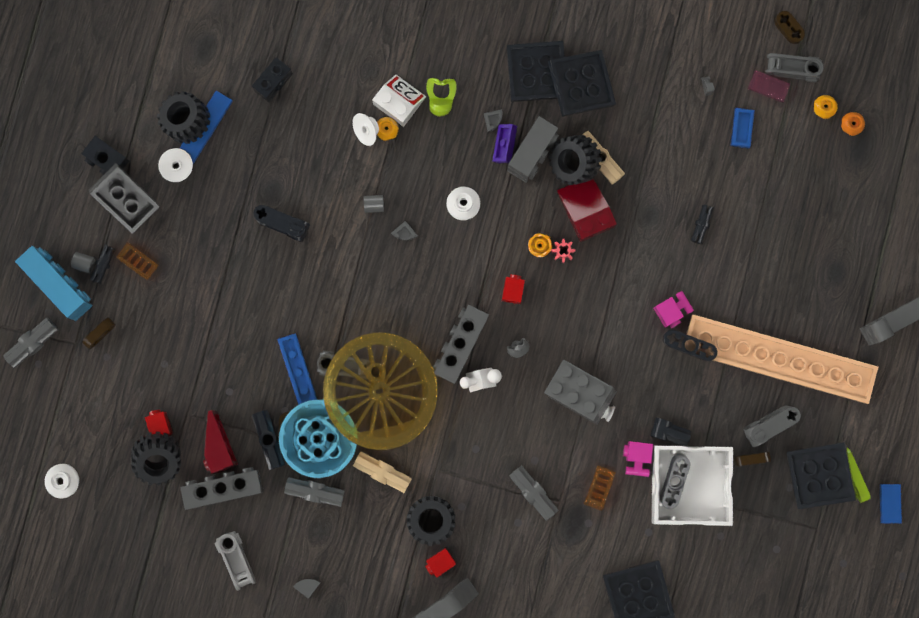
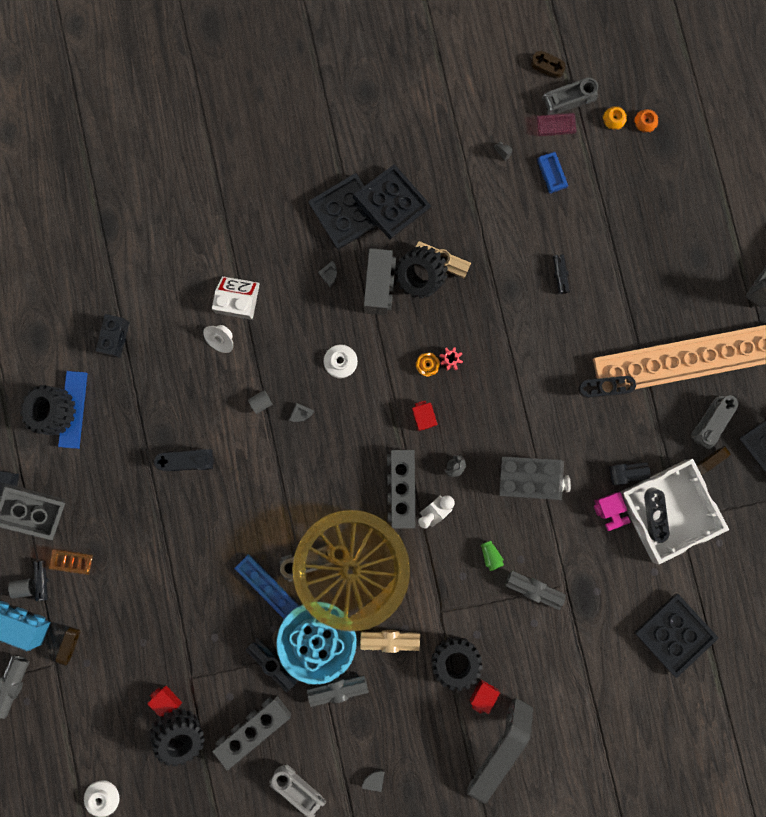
camera: 25 degrees left, 0 degrees up
(172, 157) = (54, 457): white piece -> none
(217, 450) = (228, 696): dark red slope -> none
(392, 130) = (244, 329): light orange plate -> none
(441, 106) = (274, 285): lime piece -> none
(504, 143) = (350, 289): dark purple plate -> none
(510, 444) = (491, 556): none -> bright green cone
(586, 209) = (453, 311): dark red slope -> none
(593, 503) = (597, 571): clear orange slope -> none
(670, 312) = (572, 365): dark pink brick -> none

